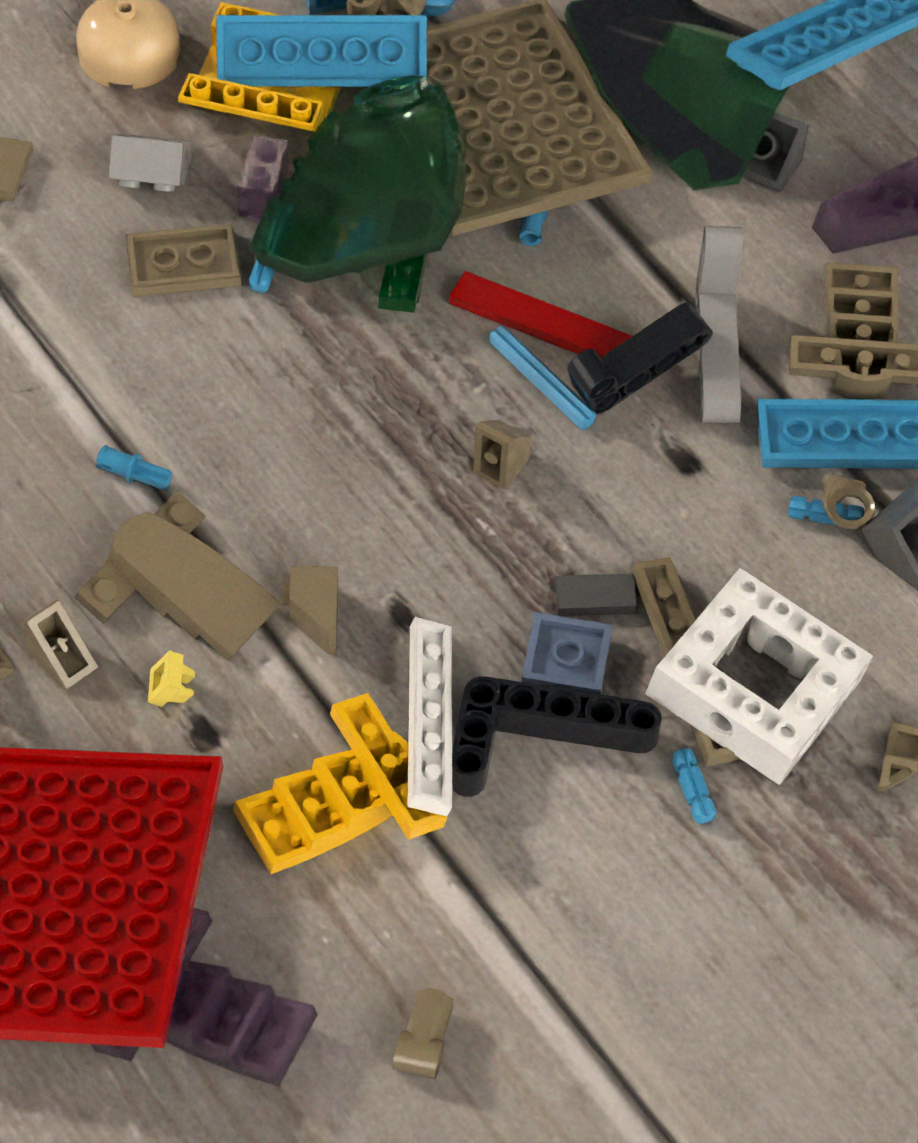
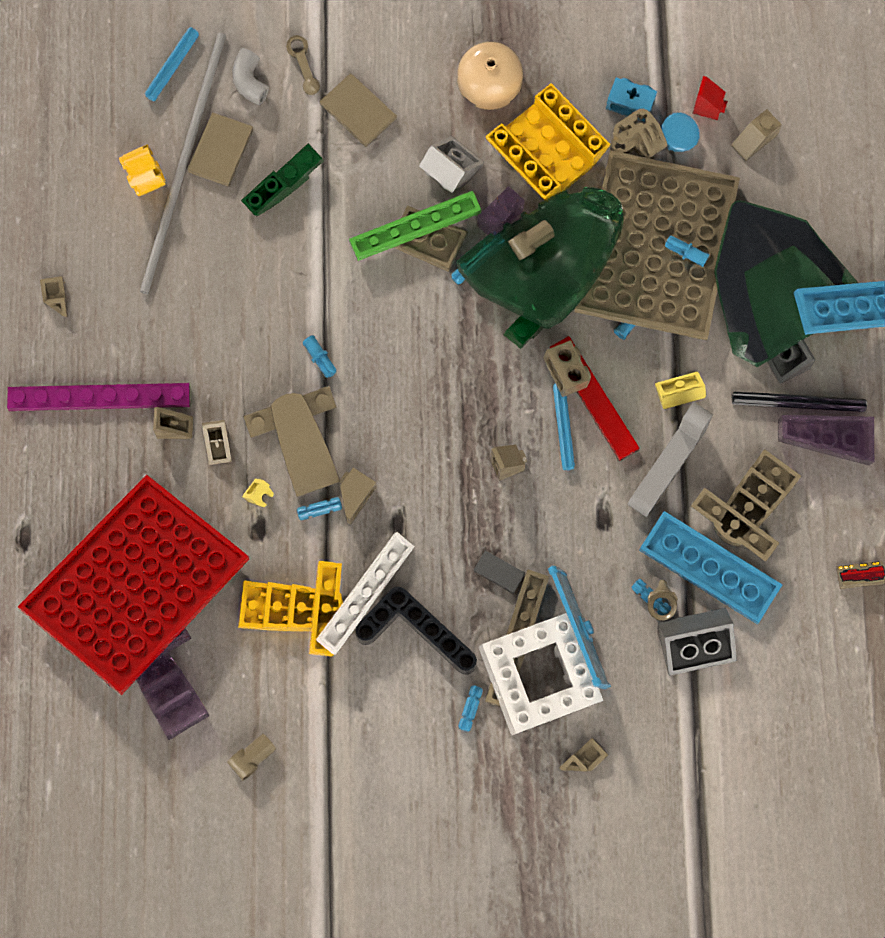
camera: 35 degrees right, 20 degrees up
(155, 246) = (415, 225): none -> bright green plate
(276, 655) = (319, 508): none -> dark azure axle
(320, 49) = (580, 151): dark azure plate -> none
(328, 186) = (527, 242): none -> dark tan piece
(496, 300) = (561, 369): none -> dark tan brick
(547, 93) = (687, 250): none -> dark azure axle
(567, 653) = (459, 598): sand blue plate -> none
(639, 359) = (614, 451): black beam -> none
(661, 260) = (681, 390): none -> light yellow slope
(725, 557) = (581, 627): none -> dark azure door
(811, 200) = (799, 401): none -> black axle

